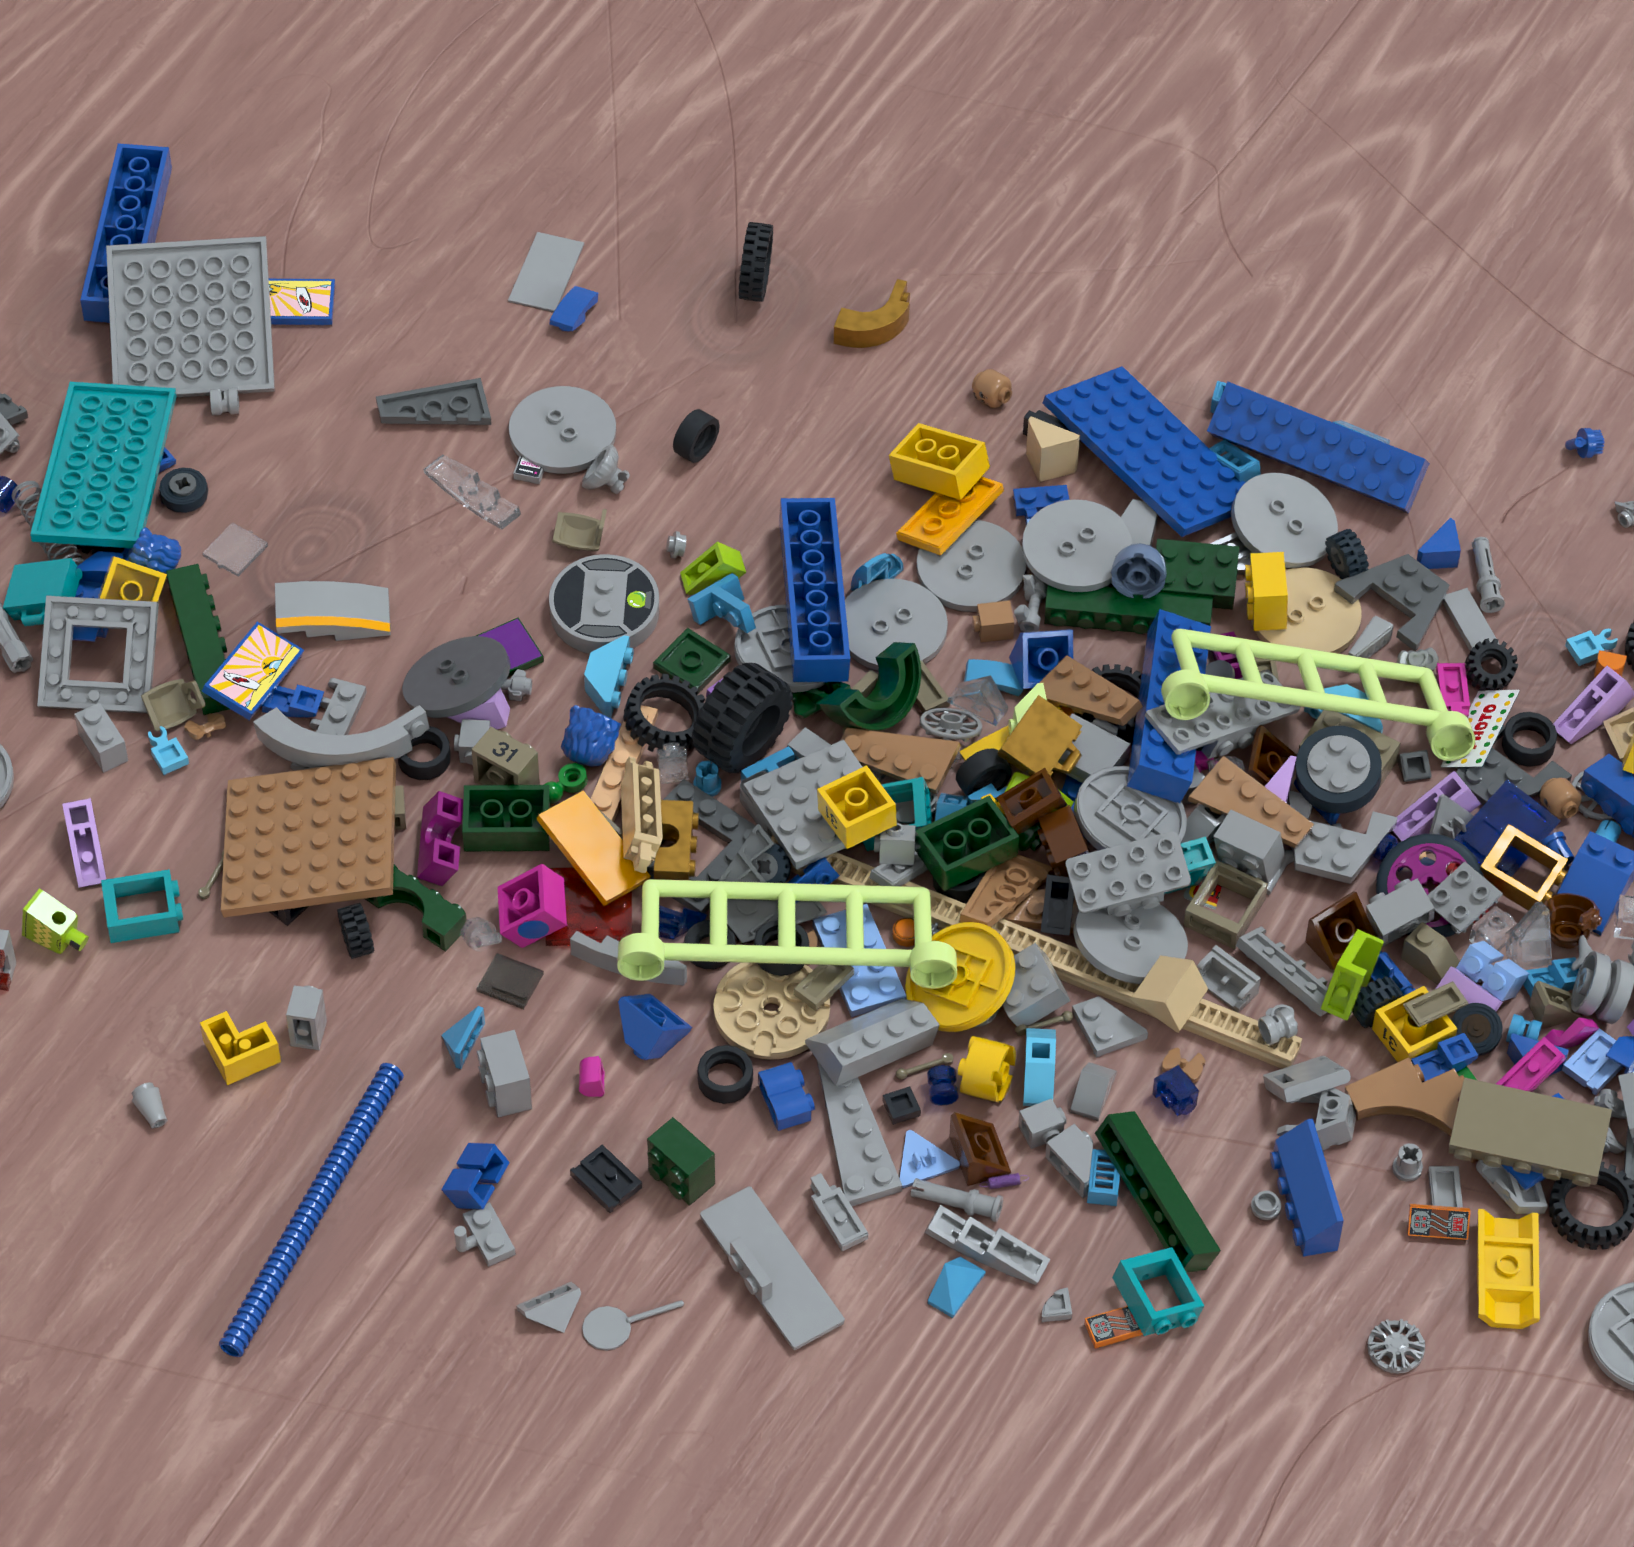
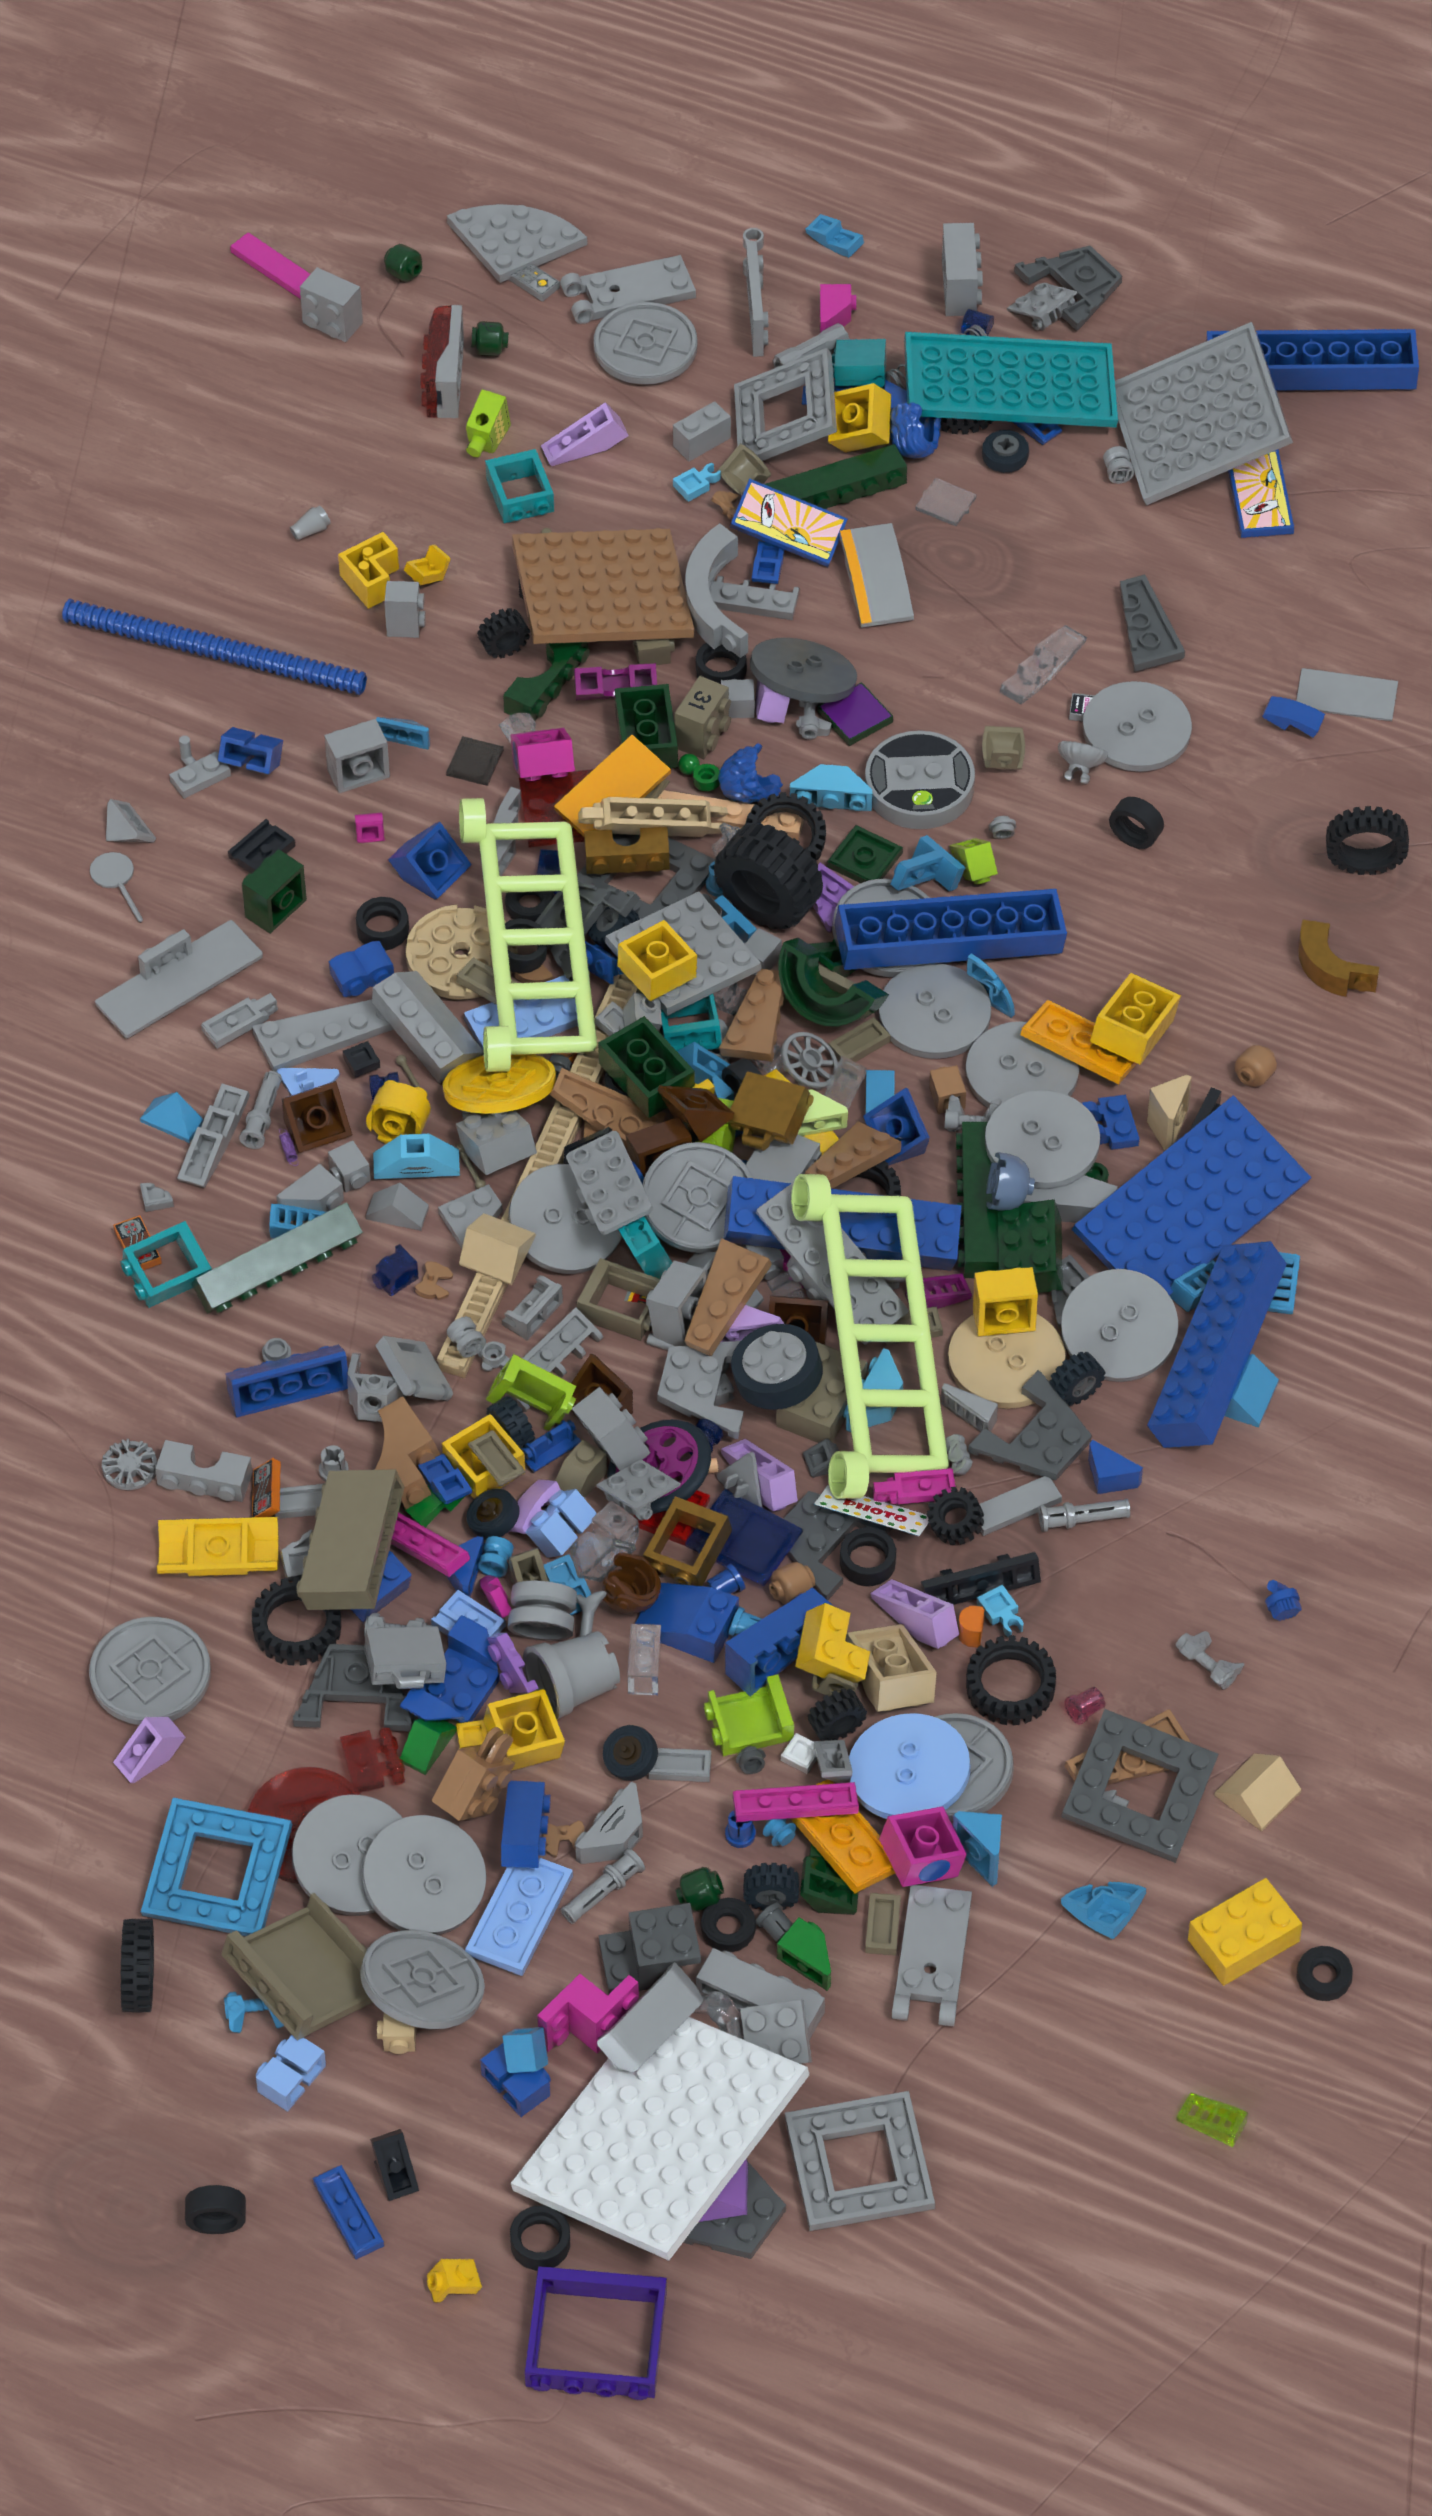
camera: 85 degrees right, 0 degrees up
(238, 997) = (430, 568): none -> yellow bracket
(1408, 1296) = (225, 1479): none -> light grey arch
(1551, 636) = (976, 1581): none -> black hinge

